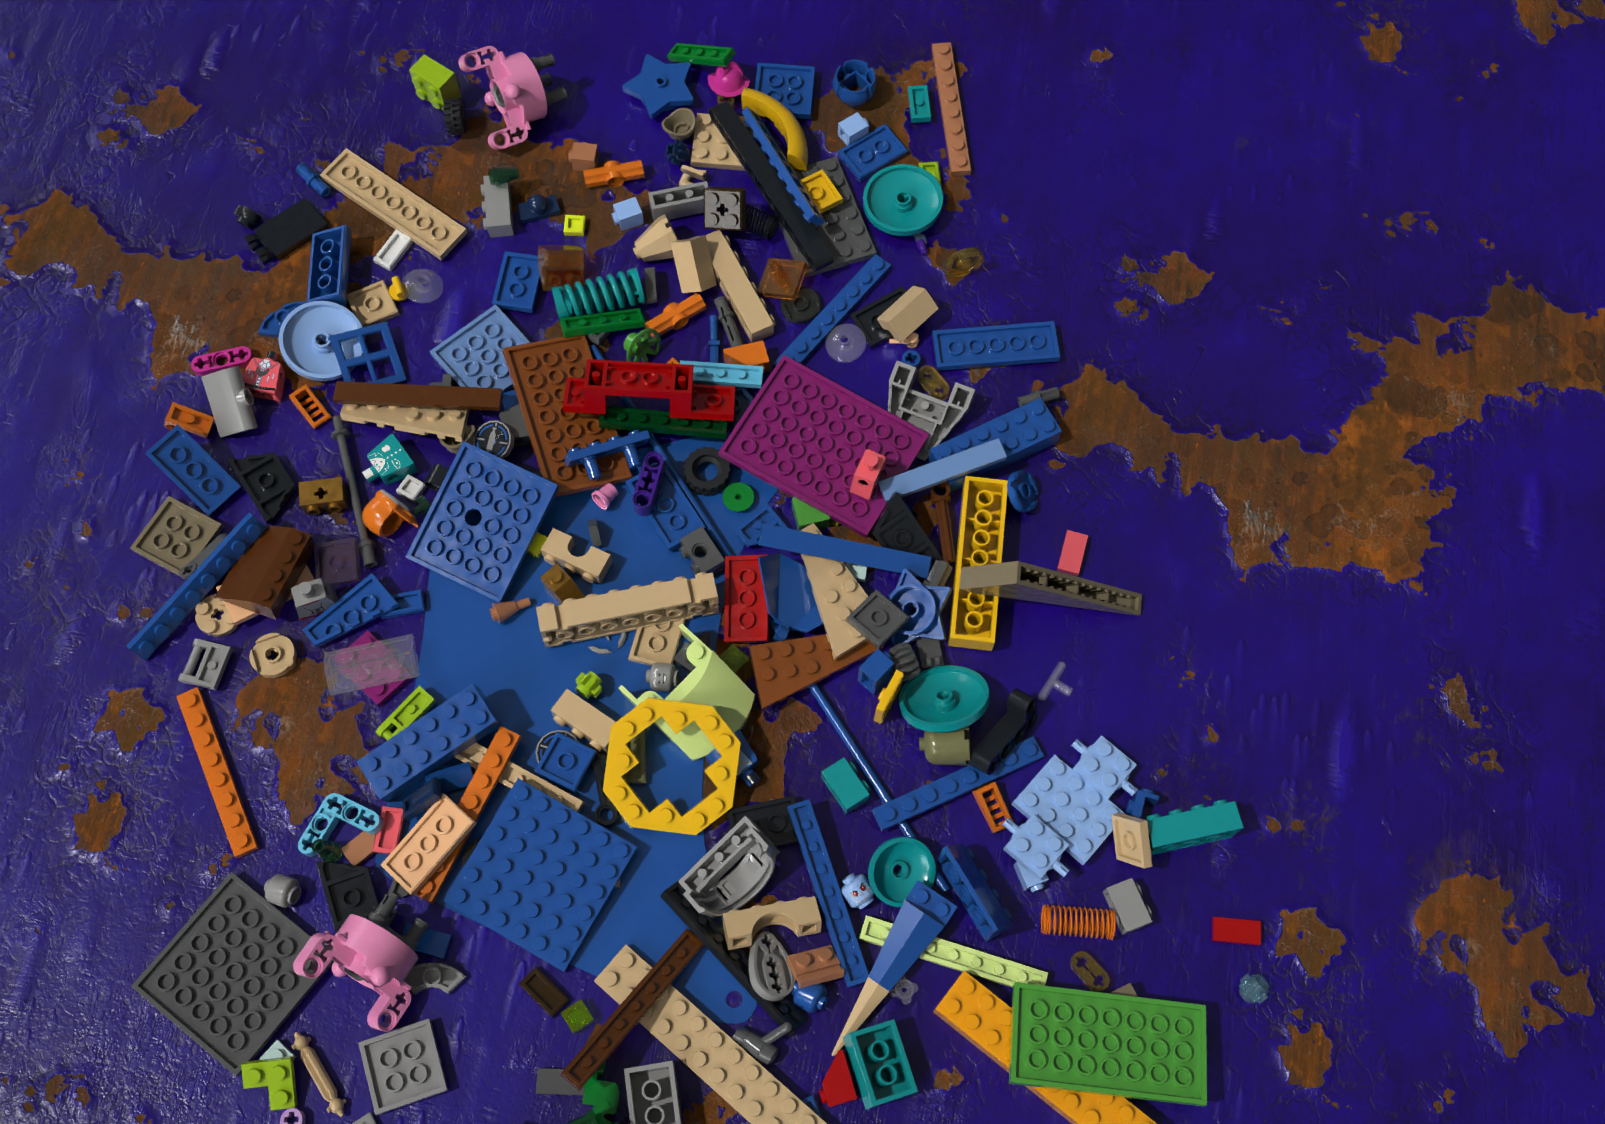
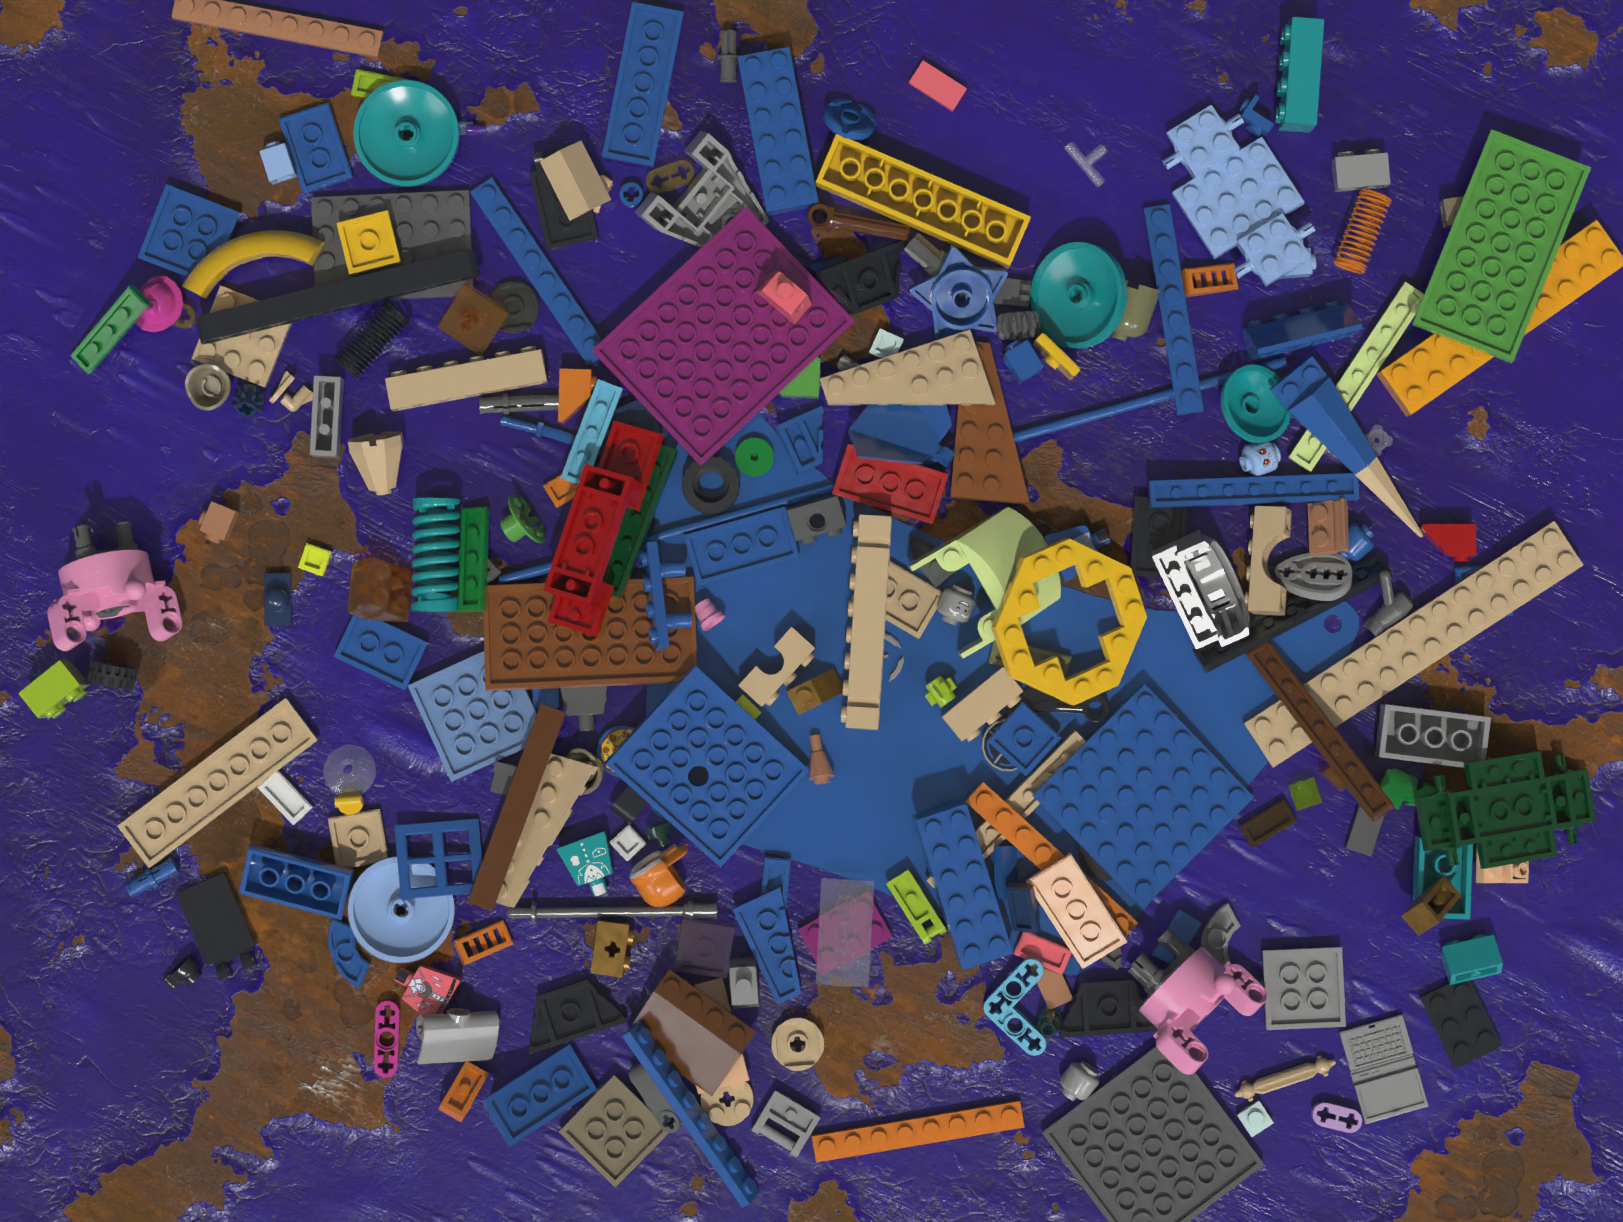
camera: 70 degrees left, 20 degrees up
(277, 1075) = (1273, 1123): lime plate -> none
(494, 438) = (602, 729): tile -> none
(497, 209) = (261, 650): light grey brick -> none
(502, 175) = (229, 633): clear green cone -> none
(594, 532) = (747, 638): dark grey tile -> none
(613, 173) = (255, 490): orange piece -> none
(627, 214) = (322, 488): light blue brick -> none
(640, 492) = (713, 550): dark purple beam -> none
(650, 283) = (434, 485): dark grey beam -> none
(660, 86) = (154, 404): blue plate -> none
(676, 315) = (487, 466): orange piece -> none
(693, 264) = (430, 425): tan piece -> none
(731, 198) = (378, 361): brick -> none
(733, 658) = (954, 520): clear neon green plate -> none
(785, 172) = (323, 272): blue plate -> none
(843, 550) = (870, 354): blue tile -> none
(845, 785) = (1140, 435): teal brick -> none
(849, 350) = (586, 253): clear dish -> none
(854, 73) = (207, 124): blue piece -> none
(877, 619) = (964, 341): dark grey tile -> none
(880, 1064) = (1449, 489): teal brick -> none
(919, 104) = (261, 65): teal plate -> none
(943, 470) = (803, 206): medium blue tile -> none
(963, 261) = (522, 87): clear yellow tile -> none
(1007, 733) = (1147, 253): black beam -> none
(1044, 585) = (991, 136): dark tan slope -> none
(1093, 967) = (1411, 231): clear yellow beam -> none
(1131, 840) = (1297, 143): tan plate -> none
(1236, 931) = (1418, 63): red tile -> none
(1253, 988) = (1484, 69): clear light blue gear -> none

